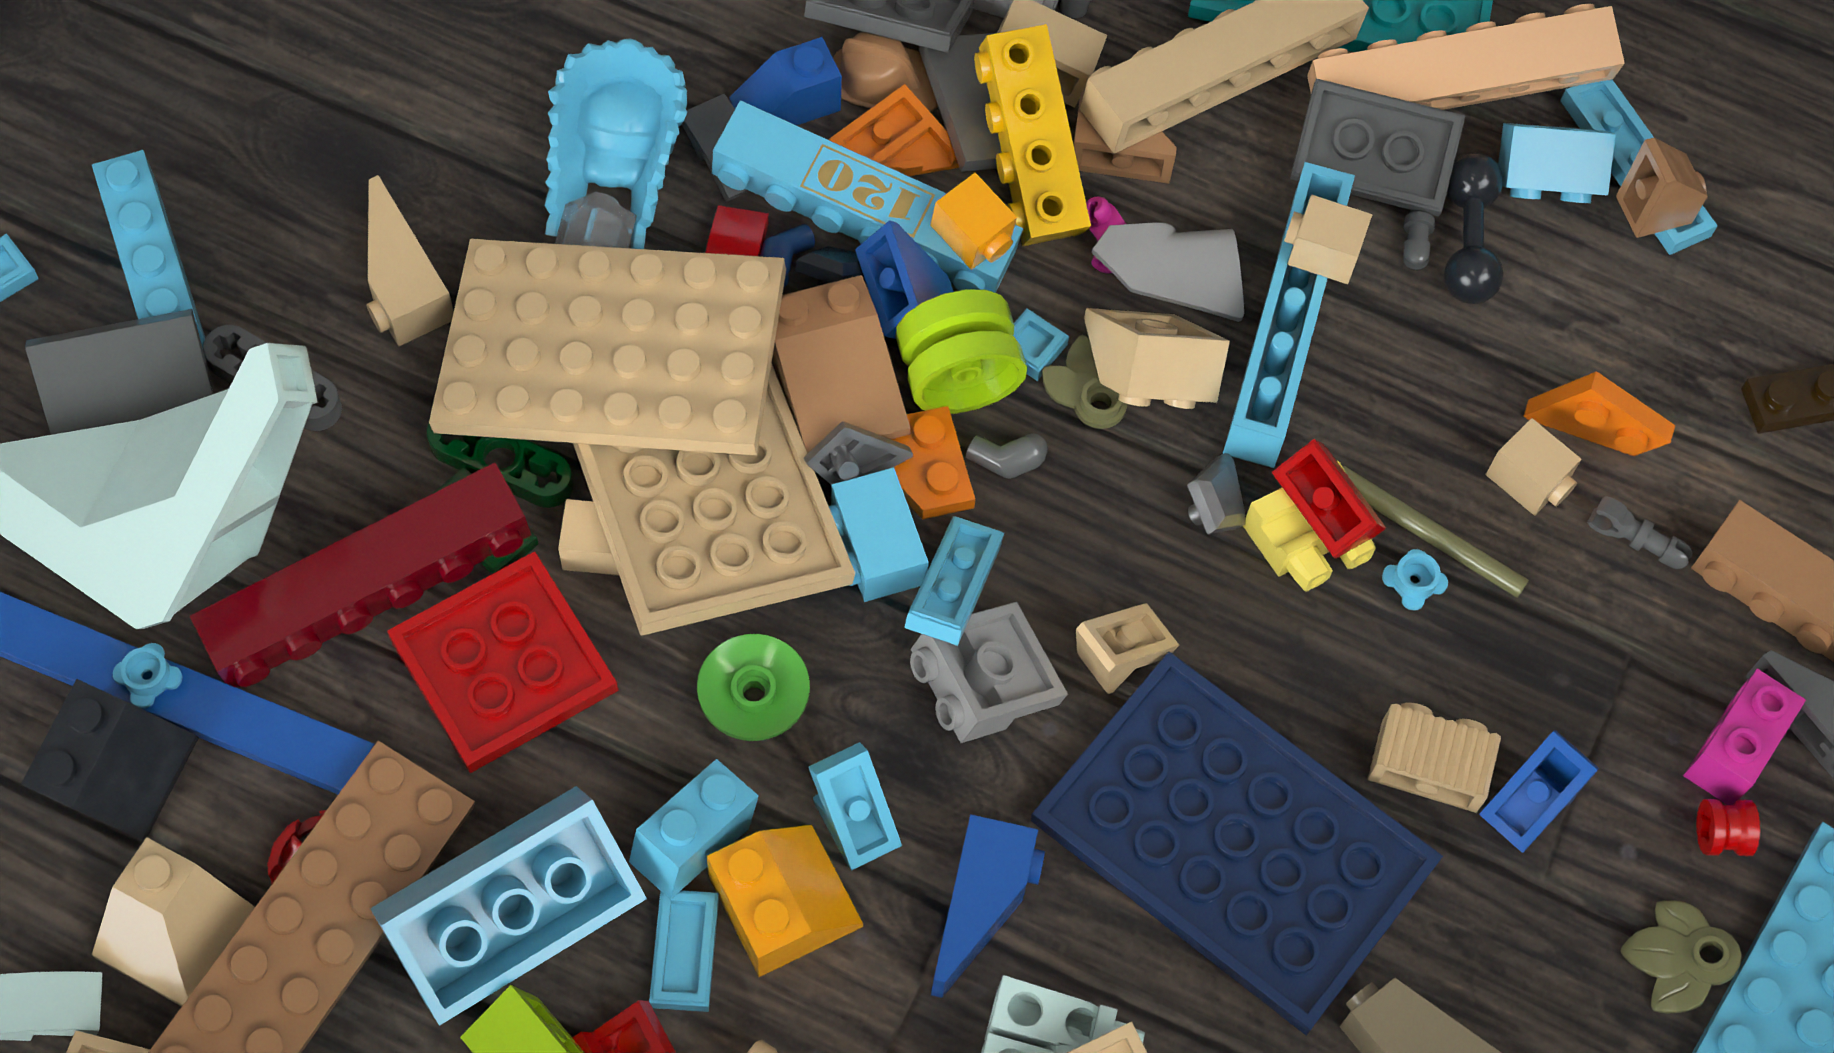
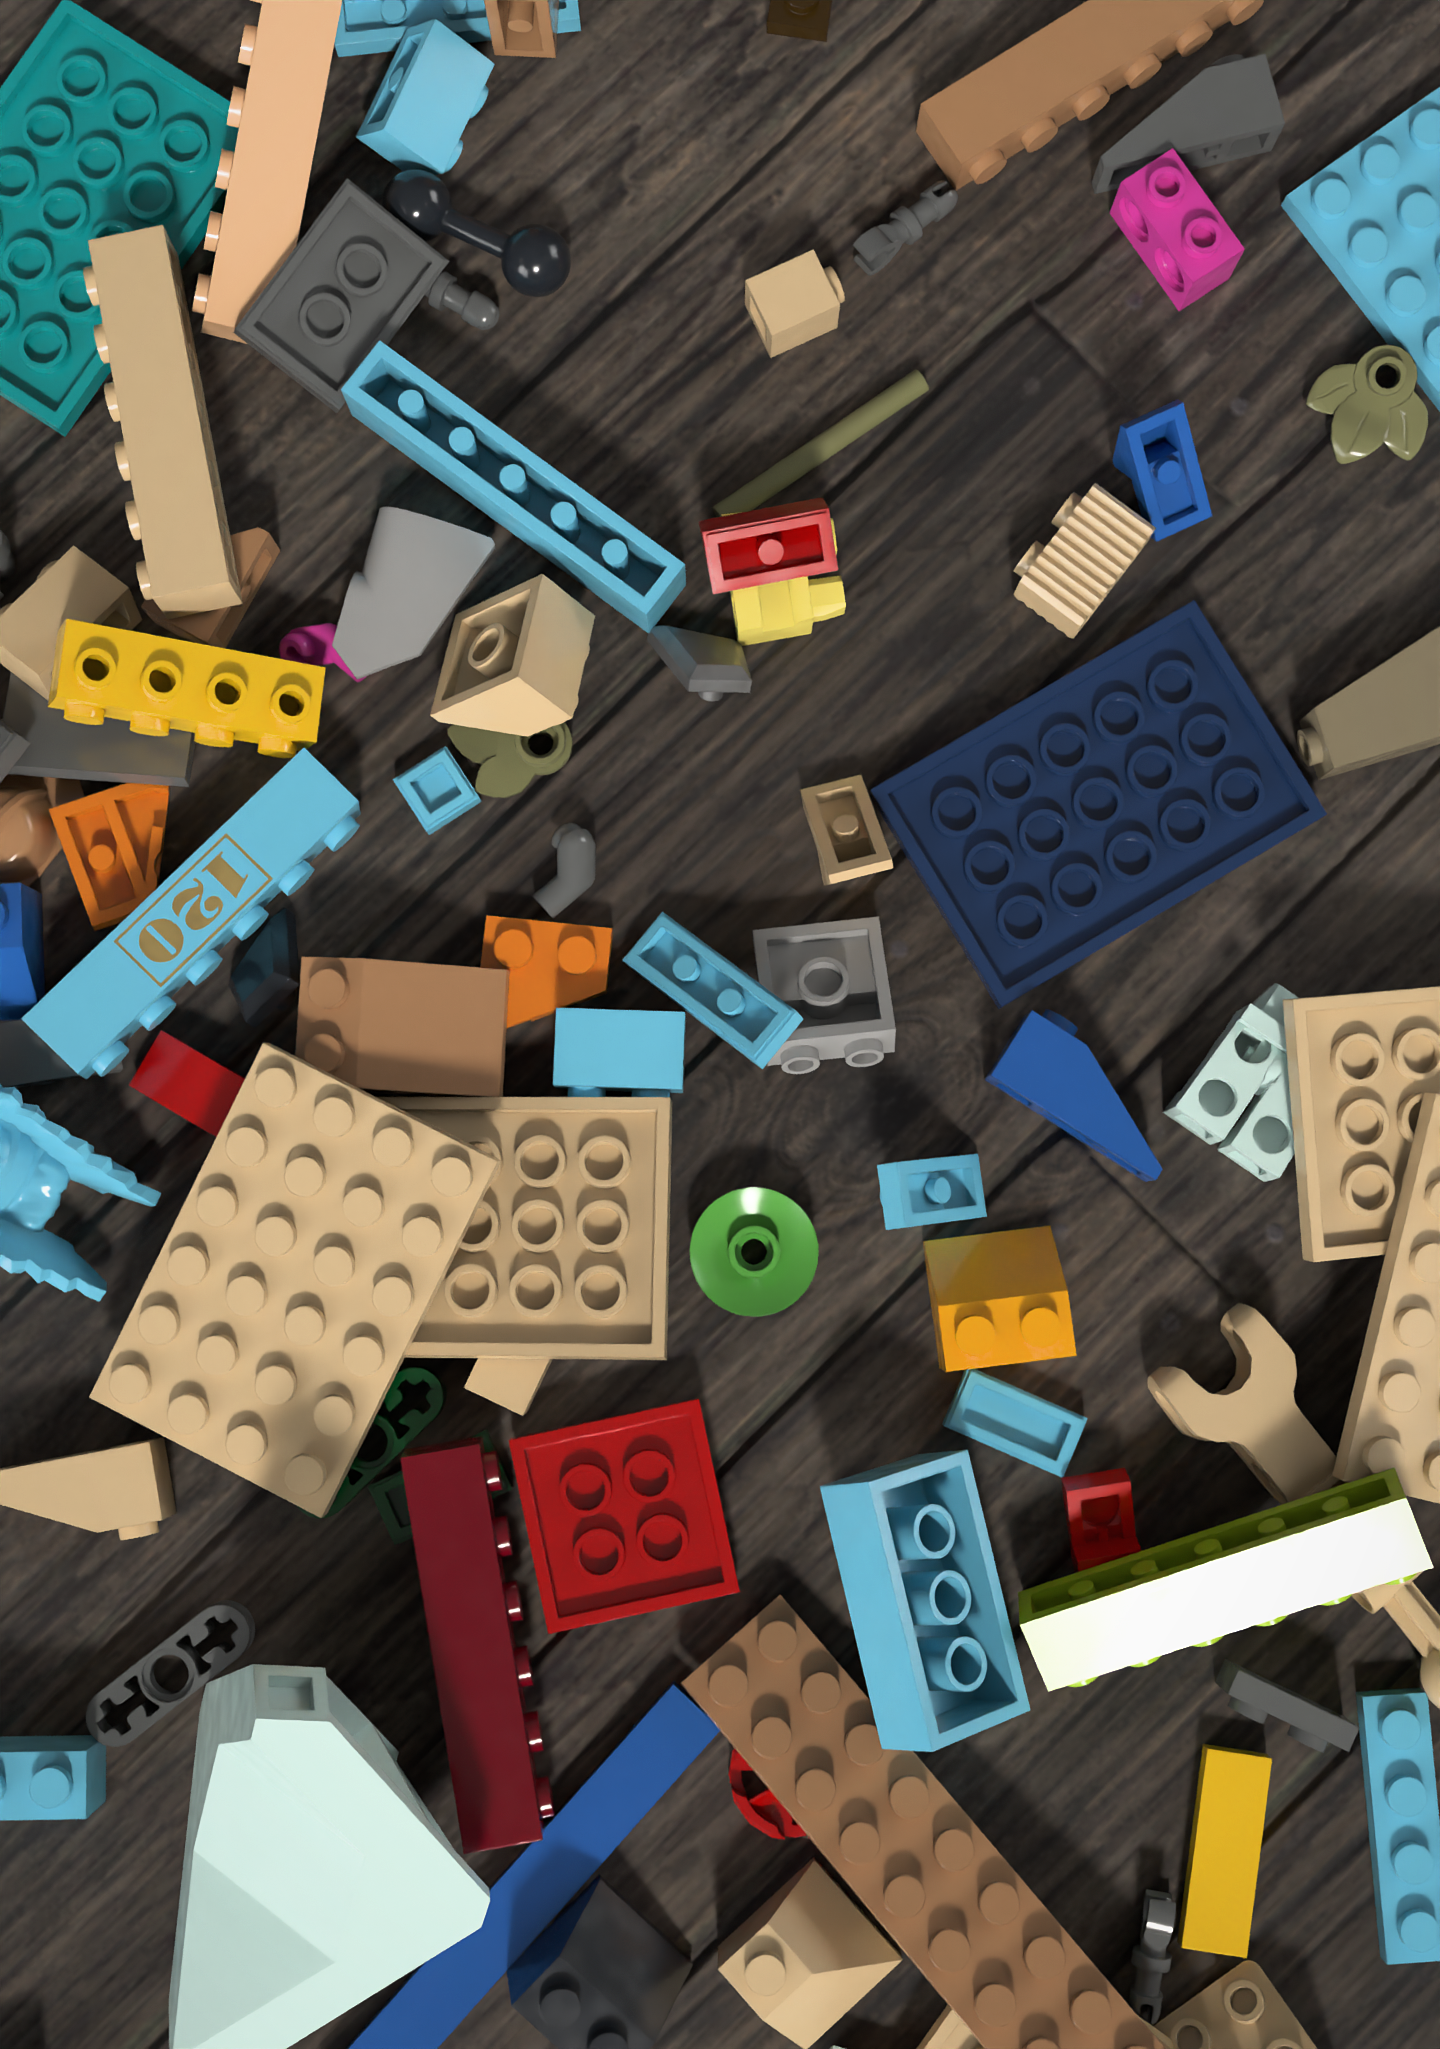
camera: 65 degrees left, 20 degrees up
(119, 371) = (122, 1854): dark grey tile -> none
(142, 660) = (529, 1926): medium azure plate -> none
(596, 222) = (120, 1243): clear brick -> none
(691, 825) = (901, 1372): medium azure brick -> none
(788, 244) = (216, 1036): dark blue arm -> none
(853, 453) = (521, 1045): flat silver piece -> none
(898, 274) = (328, 908): blue slope -> none
(961, 351) = (438, 879): lime wheel -> none
(974, 222) = (290, 802): light orange brick -> none
(1327, 238) = (463, 409): tan brick -> none
(1425, 568) = (876, 472): medium azure plate -> none
(1601, 414) = (760, 201): orange wing -> none
(1728, 827) = (1261, 294): red wheel -> none

